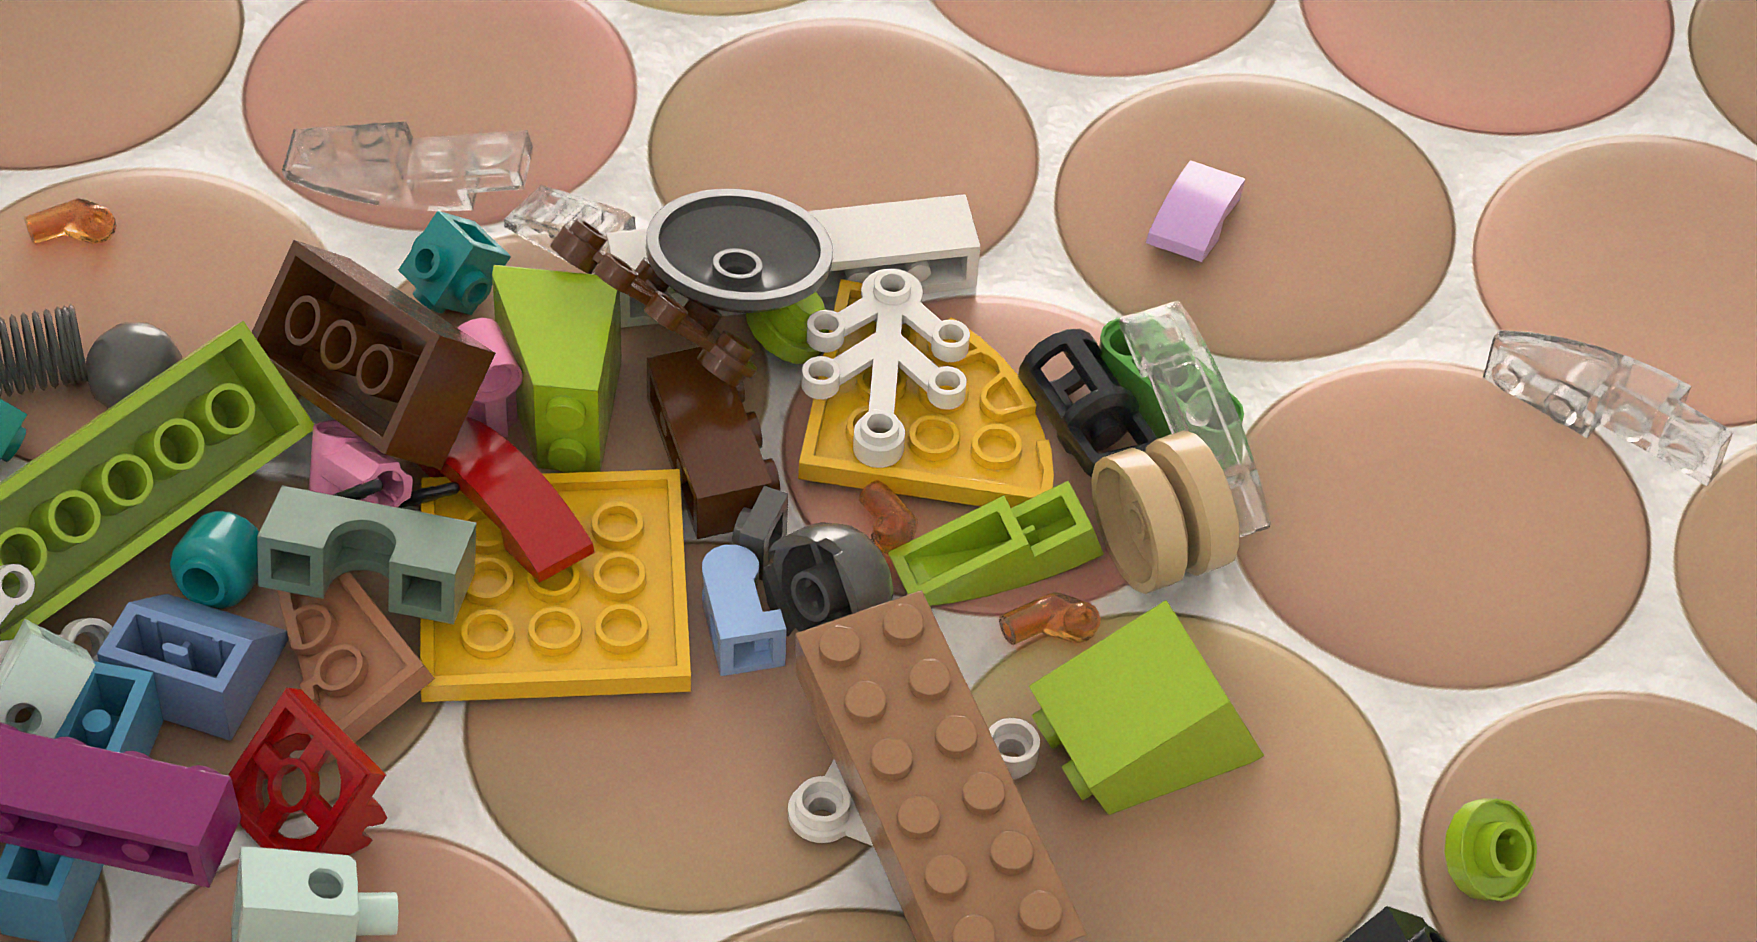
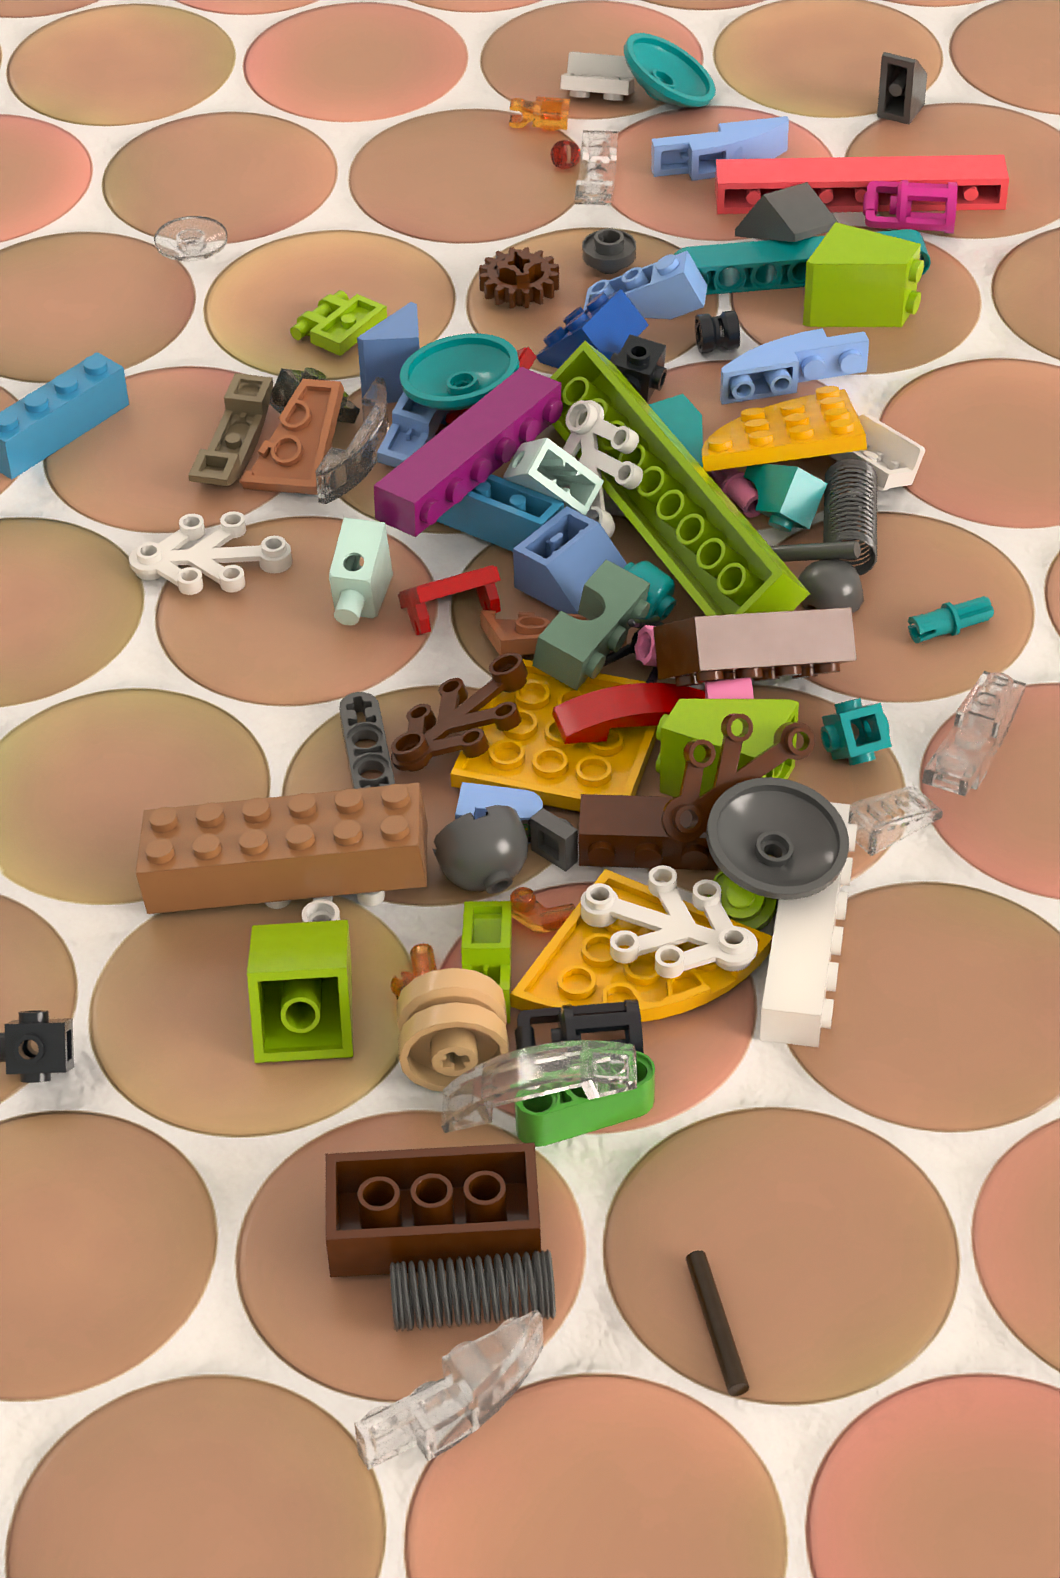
camera: 115 degrees right, 5 degrees down
(75, 219) = (979, 582): clear orange arm -> none
(92, 364) = (818, 551): none -> dark grey bar
(168, 234) = (949, 619): none -> teal axle
(584, 698) = (416, 746): none -> reddish brown plant
(670, 795) = (368, 758): none -> dark grey beam
(1195, 211) = (780, 1186): lavender slope -> none
(1381, 233) = (717, 1323): none -> dark brown bar
(1414, 472) = (430, 1206): none -> reddish brown brick
(1456, 373) = (460, 1290): none -> dark grey piece
(1490, 849) = (96, 1134): lime plate -> none

